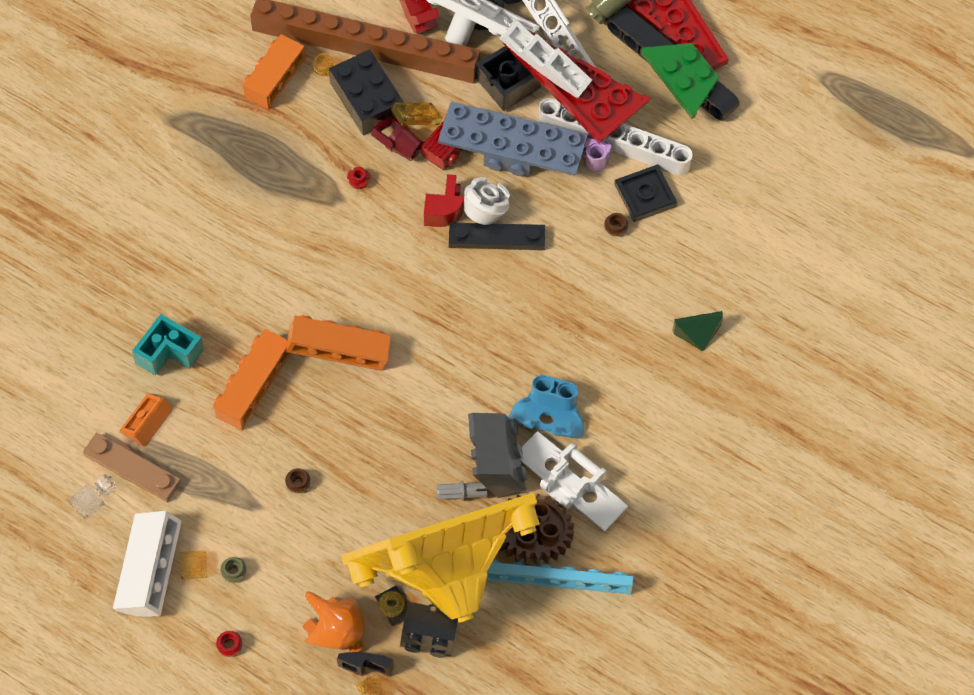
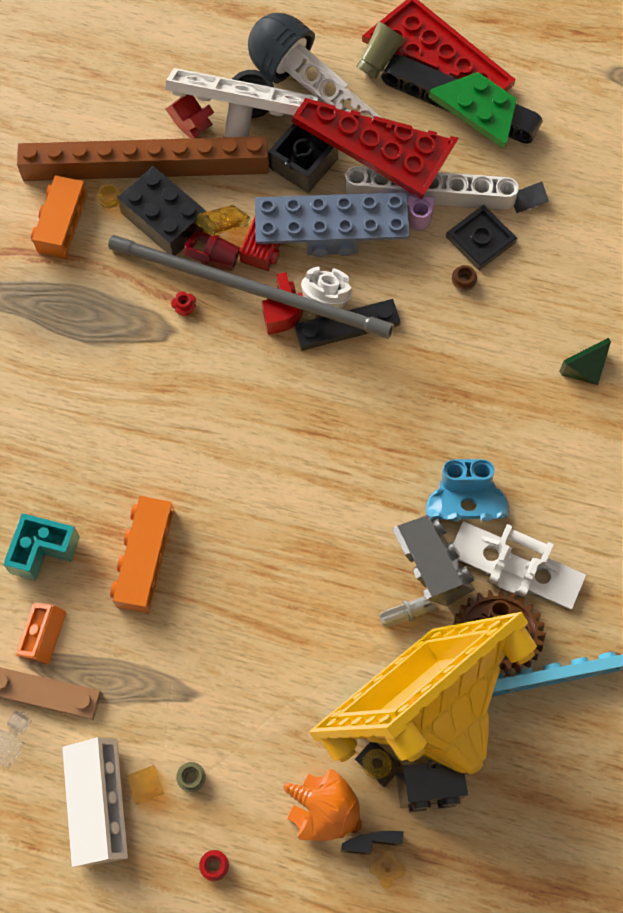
camera: 15 degrees left, 5 degrees up
(297, 474) = (224, 645): reddish brown plate -> none
(338, 342) = (223, 488): orange brick -> none
(510, 239) = (369, 324): none -> dark grey piece
(545, 59) = (342, 126): white slope -> none
(703, 169) = (530, 197): none -> black piece

